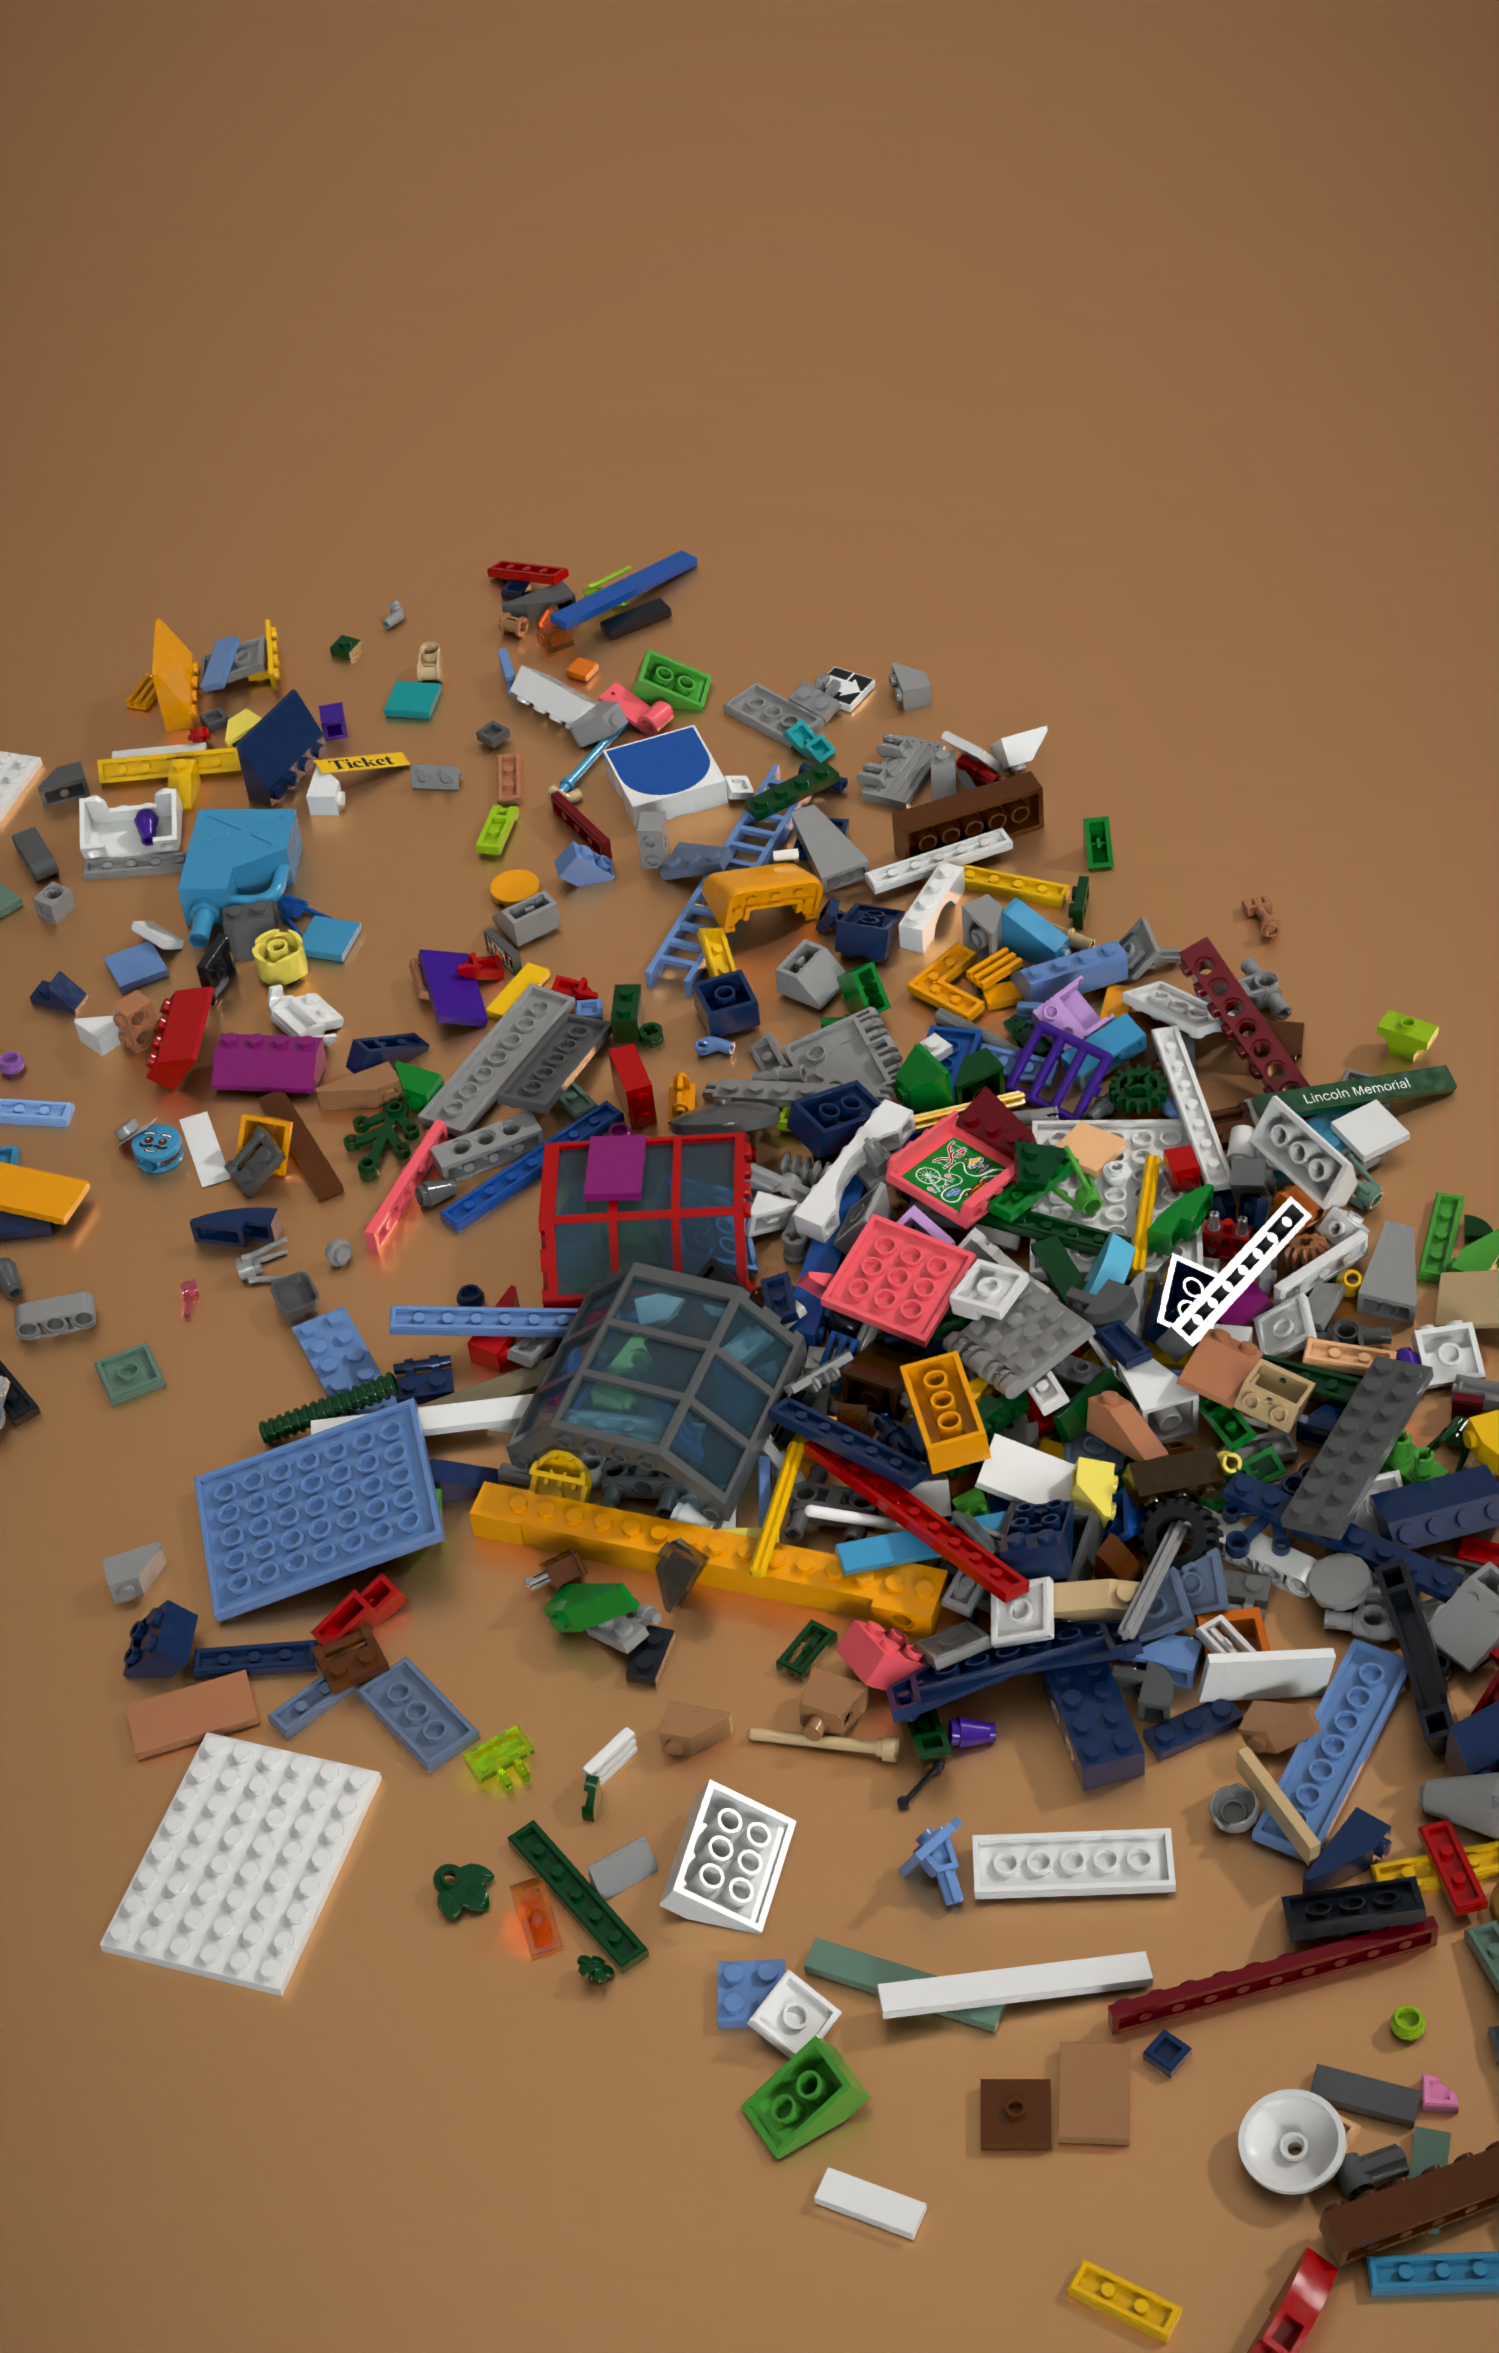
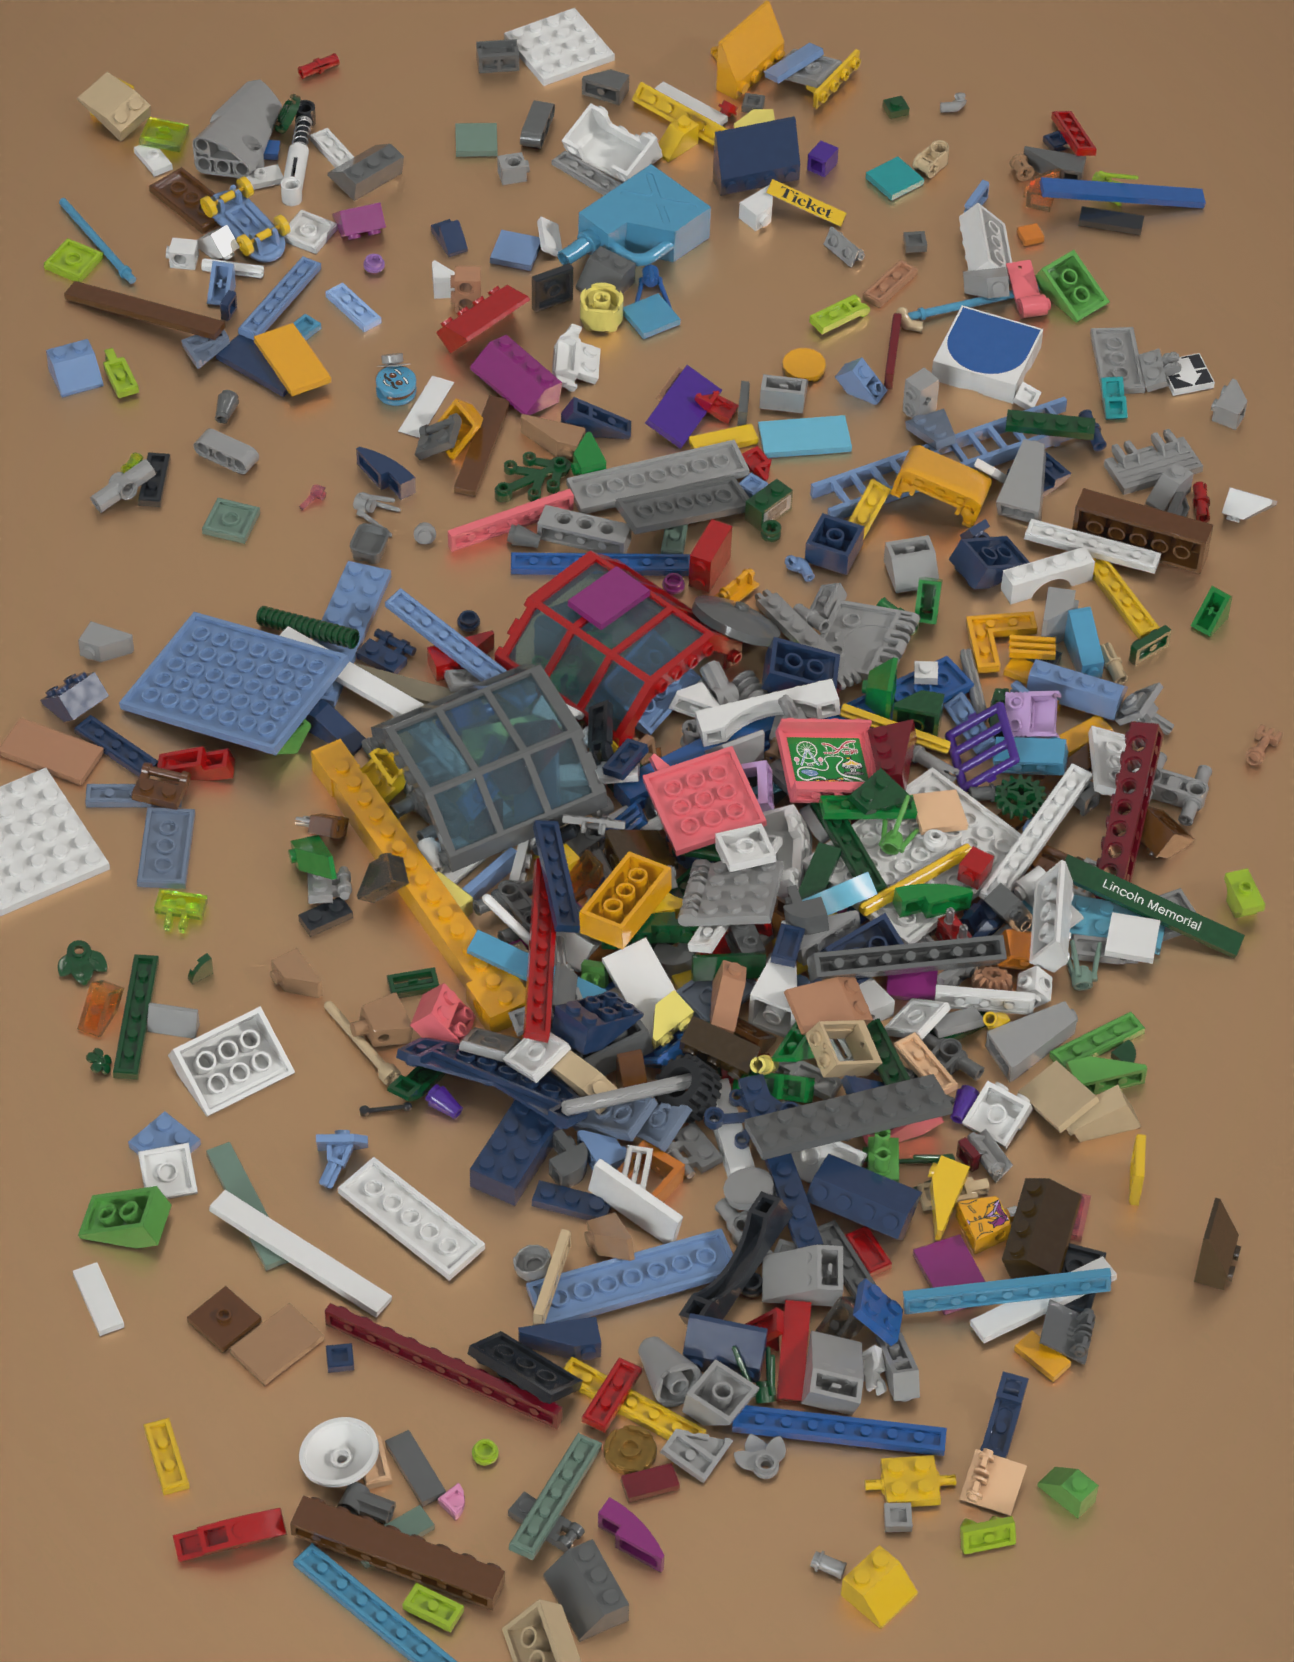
camera: 35 degrees right, 5 degrees up
(146, 824) = (625, 151): dark purple cone -> none
(586, 942) = (804, 436): none -> medium azure tile
(612, 1756) = (234, 955): white tile -> none
(776, 1510) = (476, 885): yellow axle -> none
(971, 750) = (1207, 482): white tile -> none

